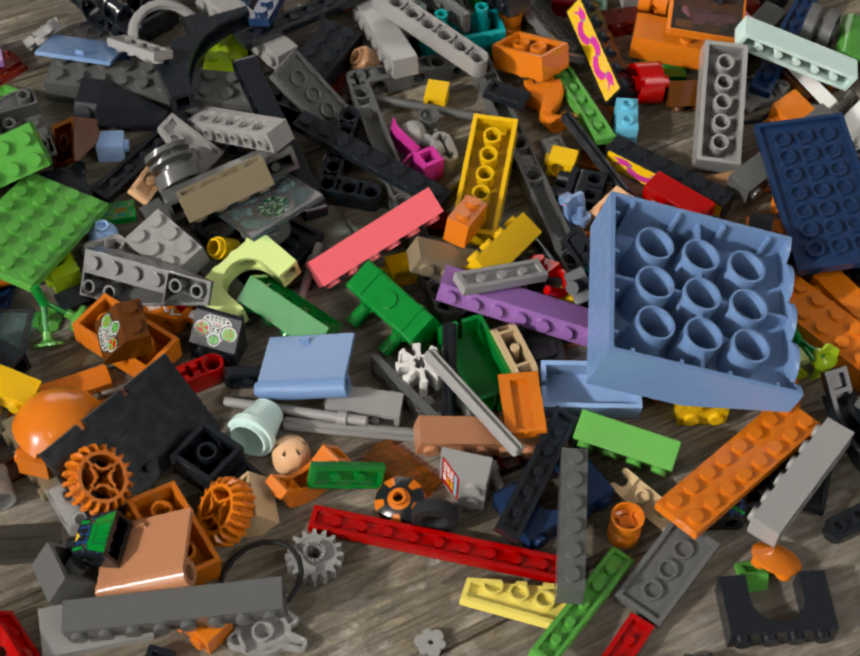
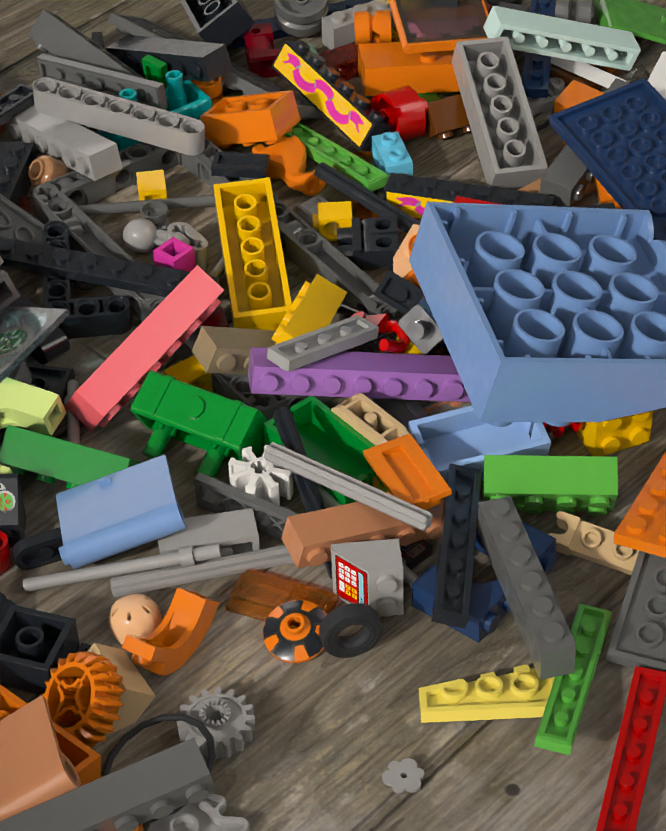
camera: 15 degrees left, 10 degrees down
(256, 427) = (82, 595): light aqua piece -> none
(345, 475) = (218, 616): green tile -> none
(403, 143) = (134, 245): dark pink piece -> none
(434, 543) = (361, 664): red plate -> none
(465, 221) = (252, 298): orange brick -> none
(575, 209) = (374, 259): medium blue hips -> none
(625, 525) = (585, 574): orange wheel -> none

